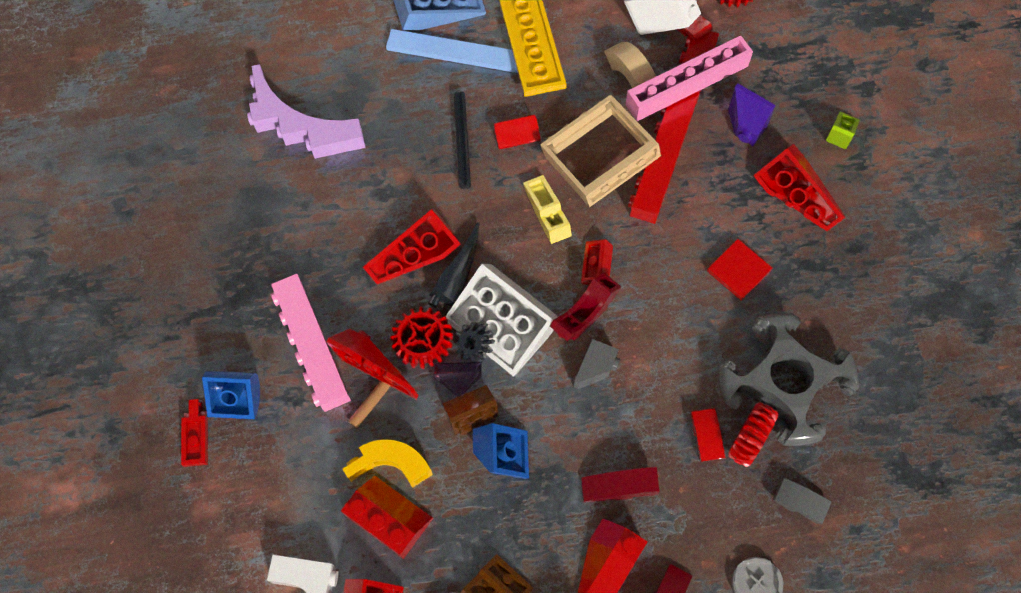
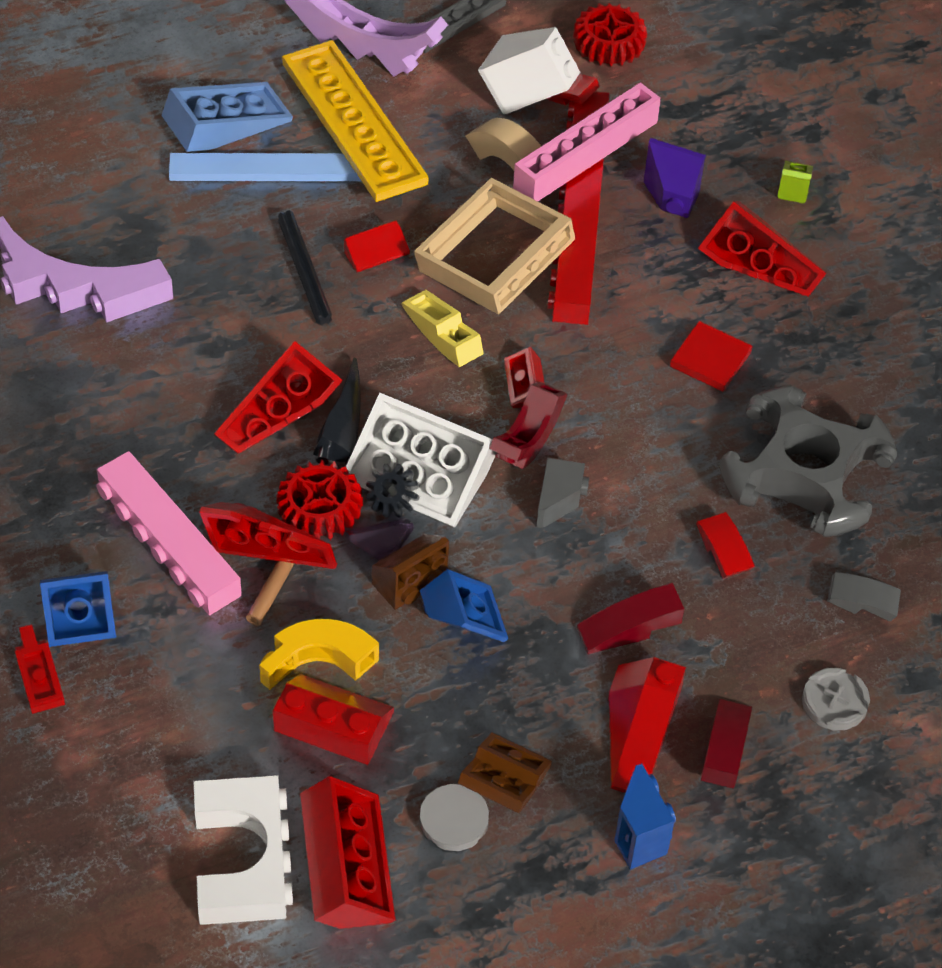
camera: 20 degrees left, 15 degrees down
(753, 434) = (782, 526): red gear -> none

